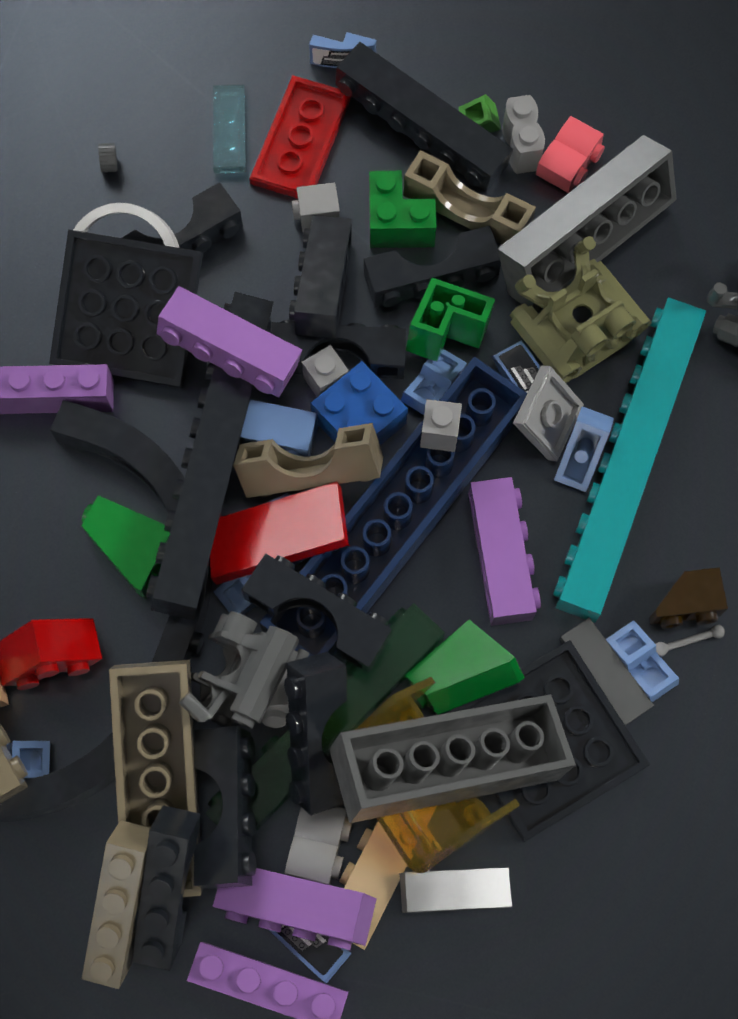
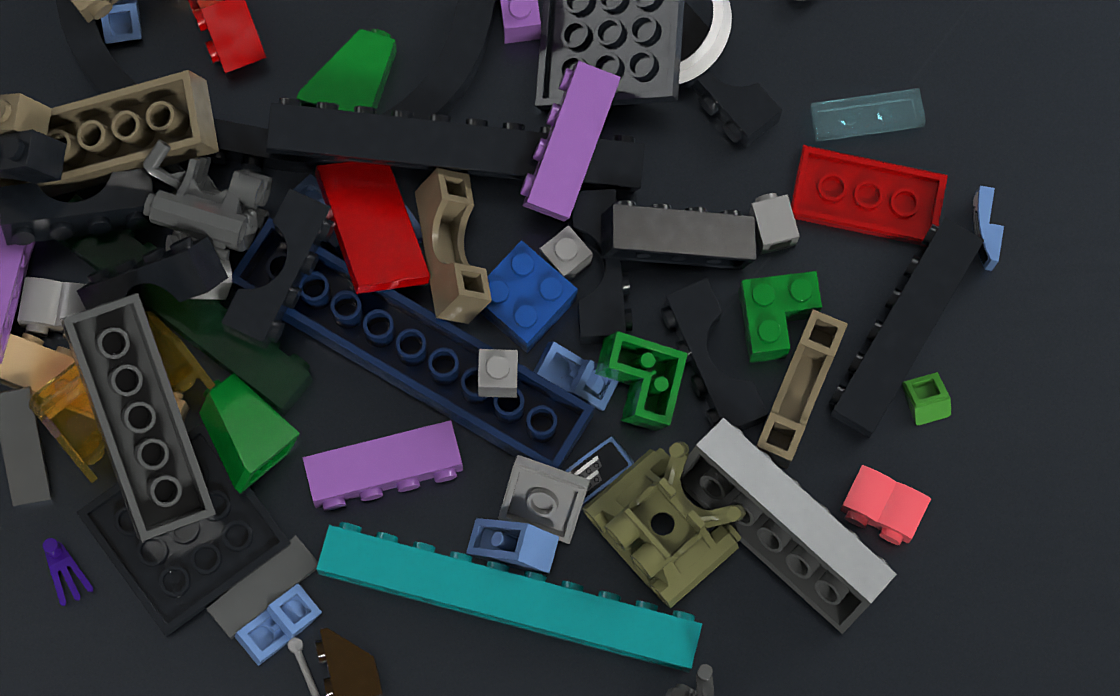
camera: 80 degrees right, 5 degrees up
(288, 427) = (493, 216): medium blue brick -> none
(523, 133) = (912, 445): light grey brick -> none
(567, 864) = (59, 560): none -> dark purple piece

